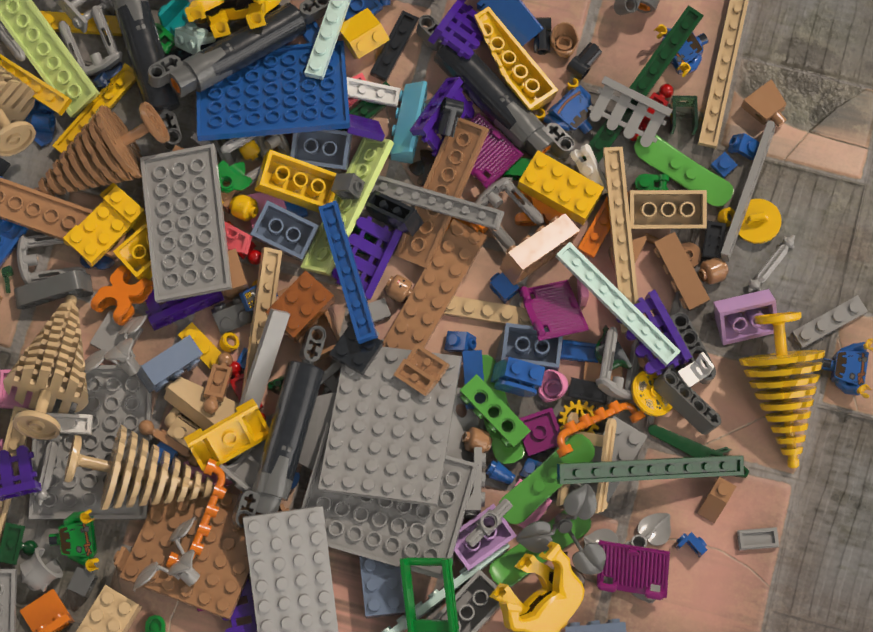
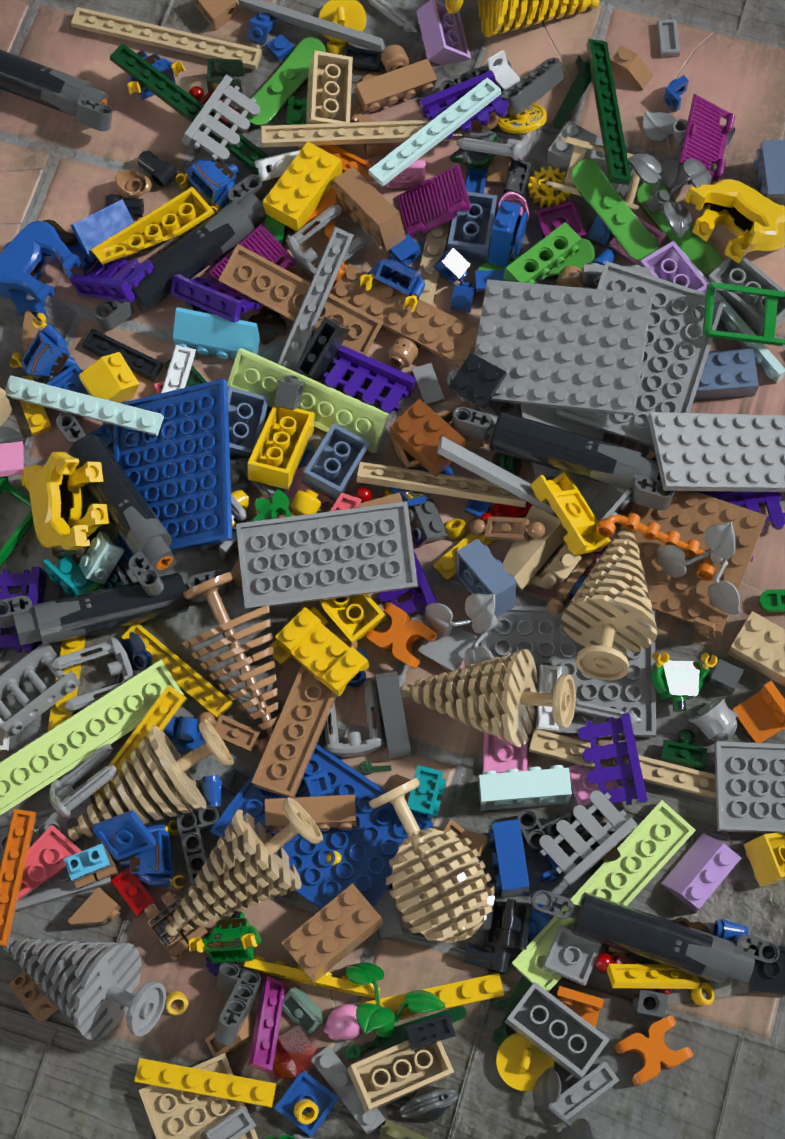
camera: 85 degrees left, 5 degrees down
(39, 159) = (236, 733): none -> medium nougat plate
(348, 272) = (391, 386): blue plate -> none
(365, 128) = (225, 370): dark purple tile -> none
(421, 370) = (504, 313): medium nougat slope -> none
(450, 112) = (215, 278): black piece -> none
(469, 280) = (397, 276): none -> blue torso
(481, 530) = (656, 254): light grey axle -> none
(488, 330) = (452, 266): none -> brick
(586, 421) = (556, 169): orange bar -> none

